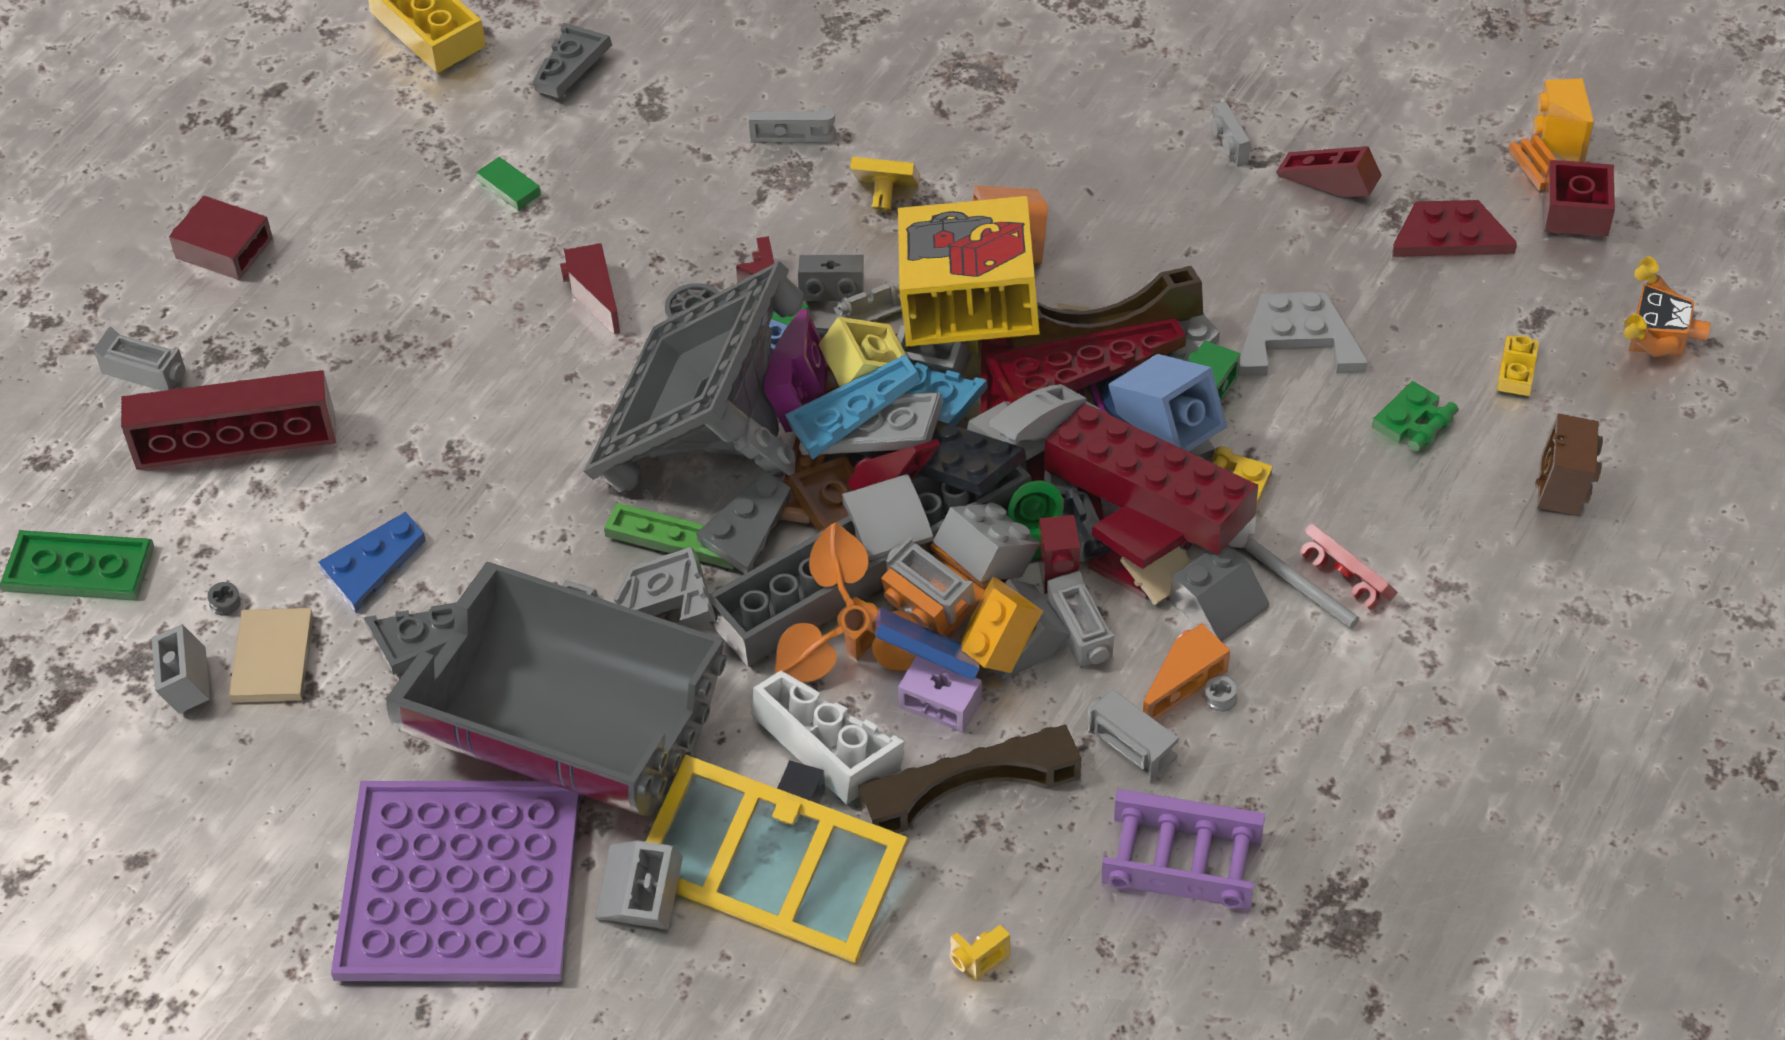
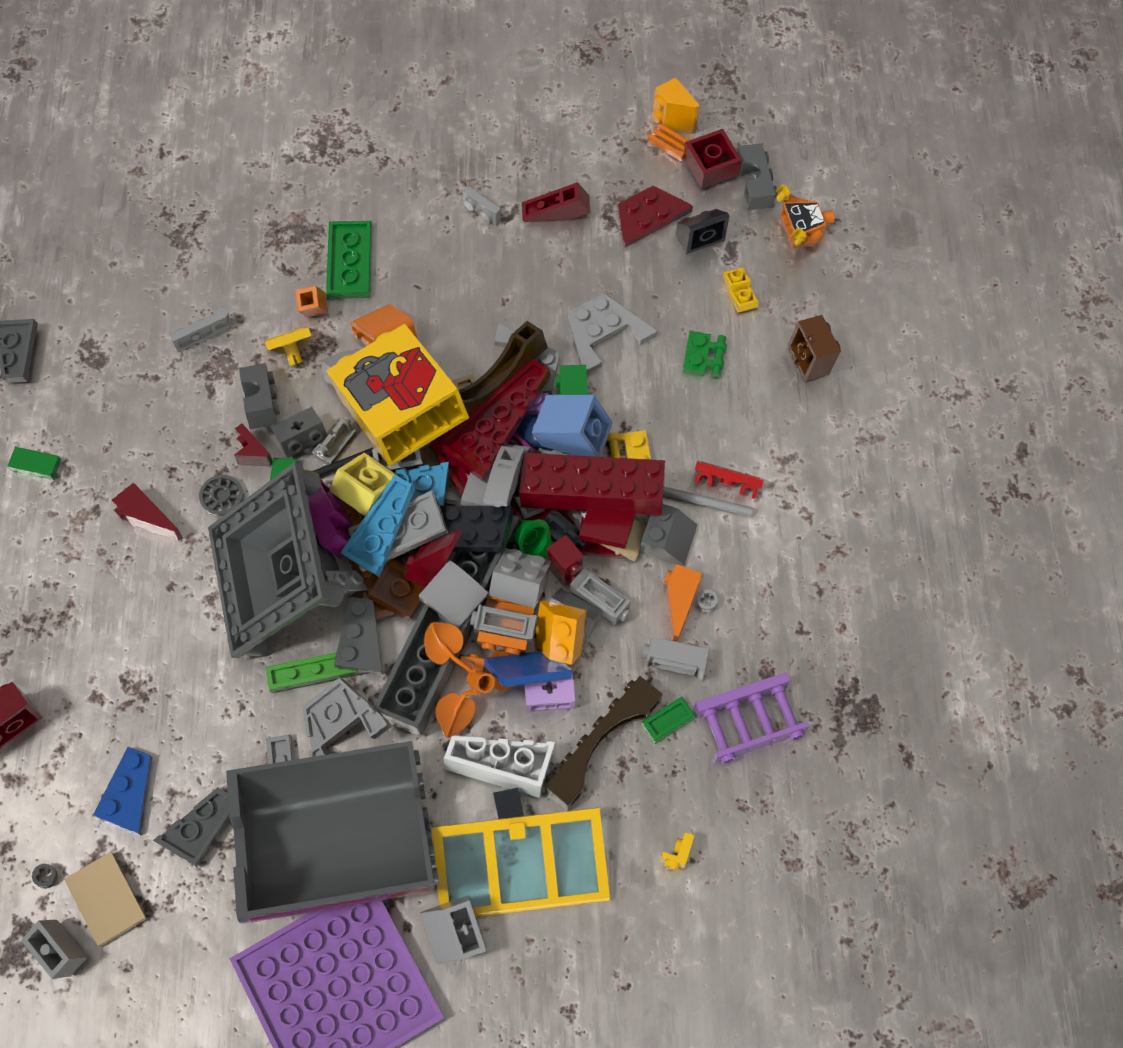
camera: 35 degrees left, 15 degrees up
(814, 214) = (259, 396): none -> dark grey arch
(942, 147) = (311, 301): none -> orange brick
(1024, 127) = (349, 259): none -> green tile
(1073, 801) = (668, 720): none -> green tile
(1508, 275) = (702, 230): none -> black slope
(1630, 243) = (760, 191): none -> dark grey arch

